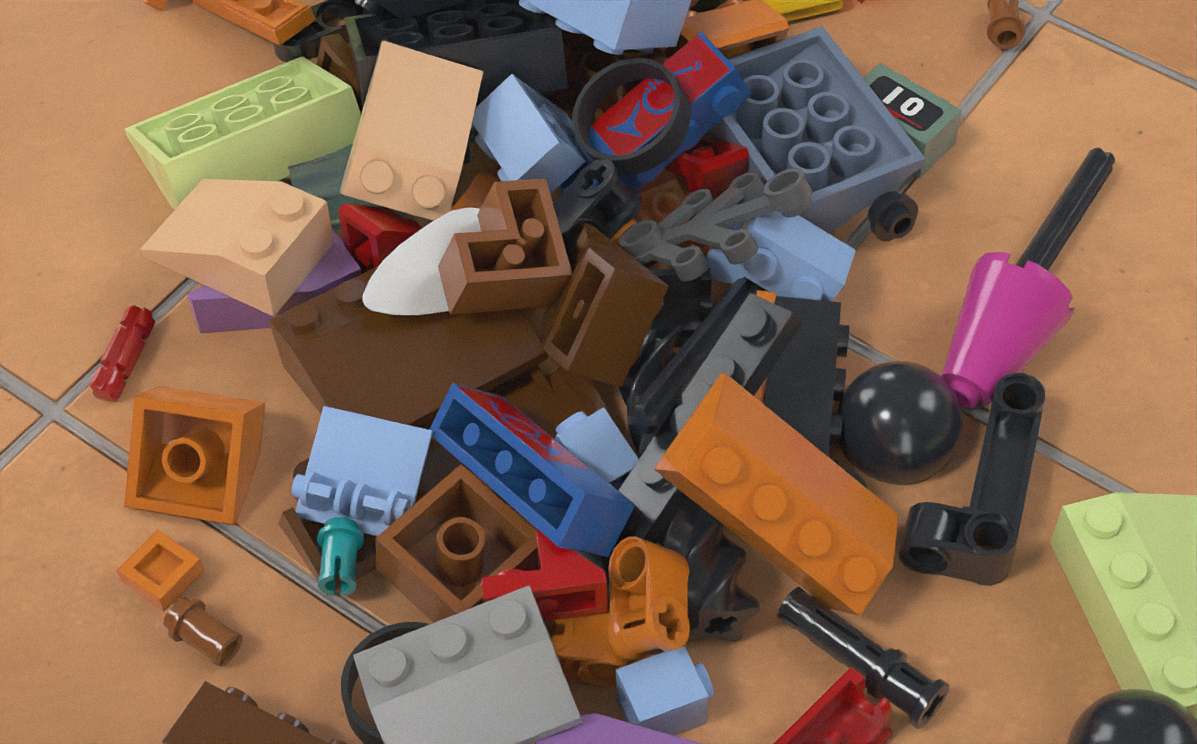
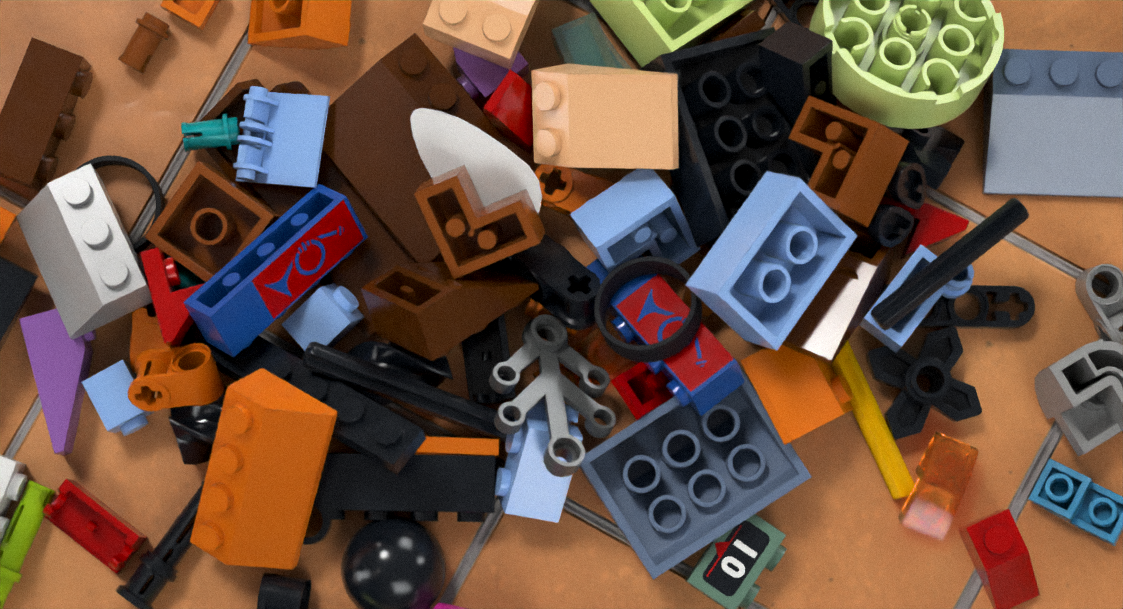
camera: 80 degrees right, 30 degrees up
(892, 215) = (617, 556): black plate -> none

